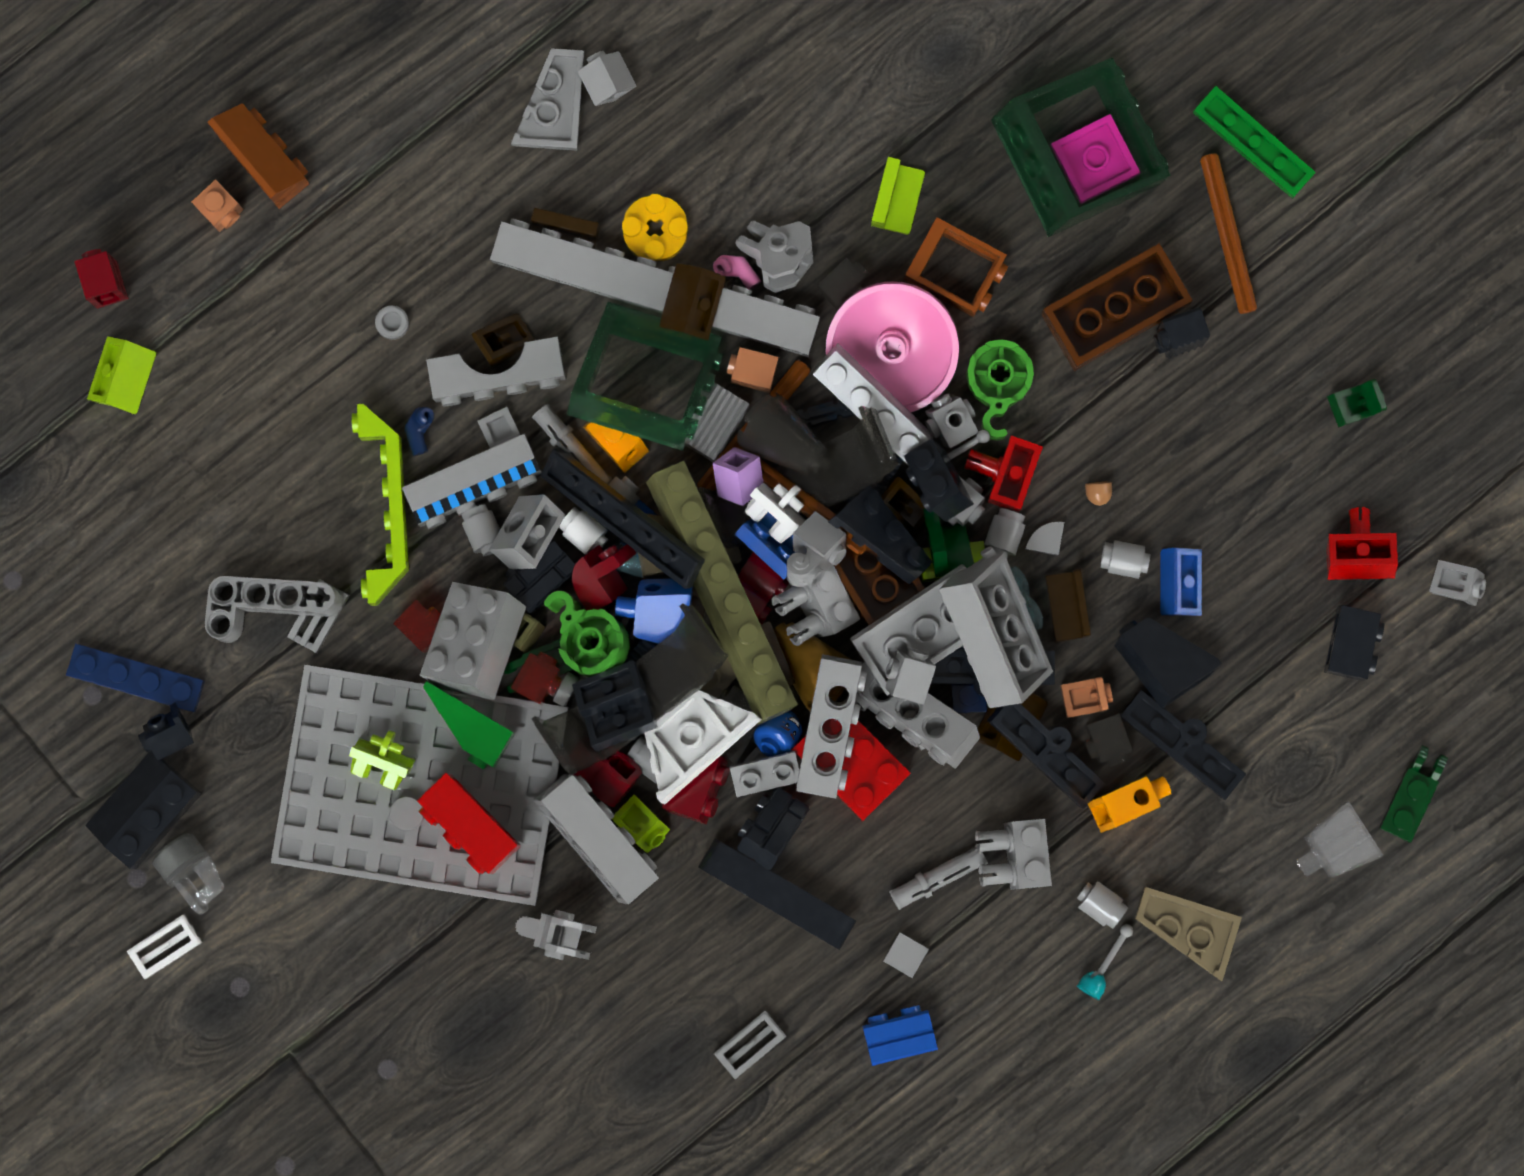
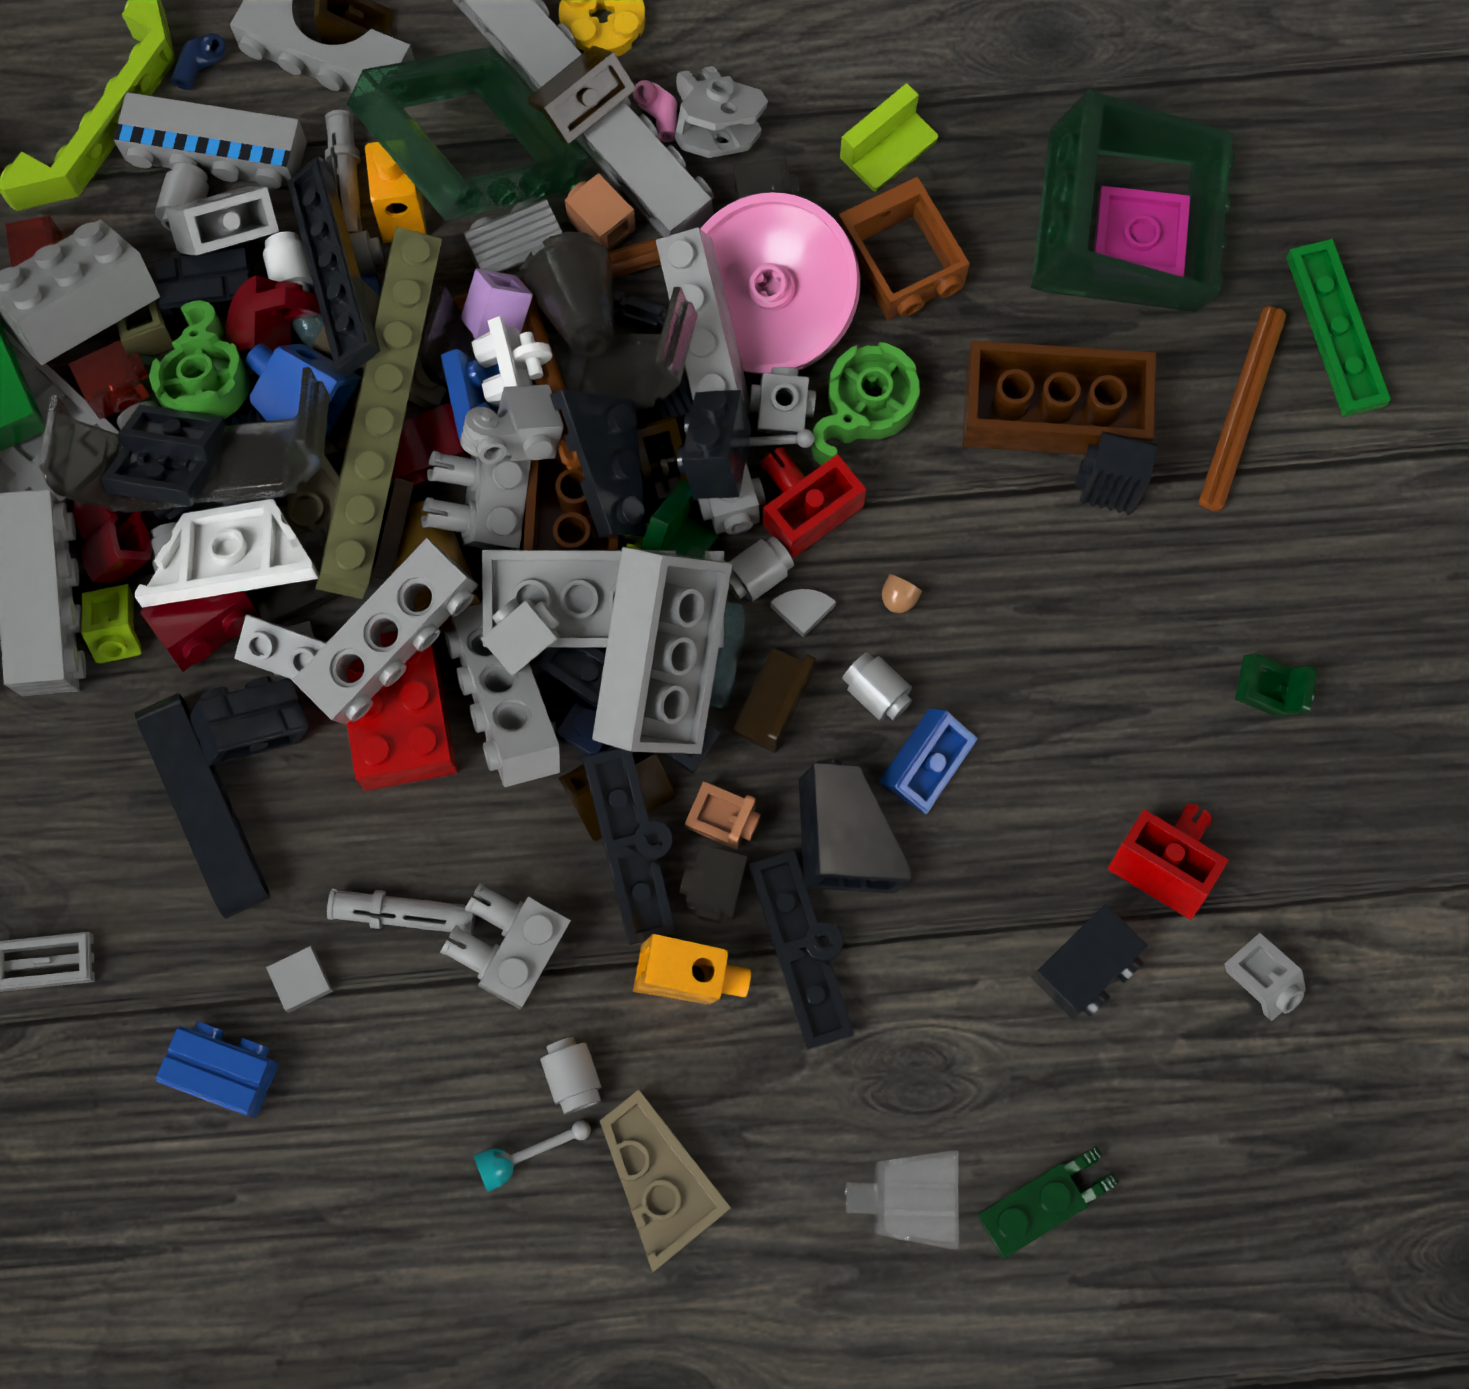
camera: 30 degrees right, 10 degrees down
(498, 427) = (285, 103): light grey tile -> none
(778, 734) = (327, 613): blue head -> none

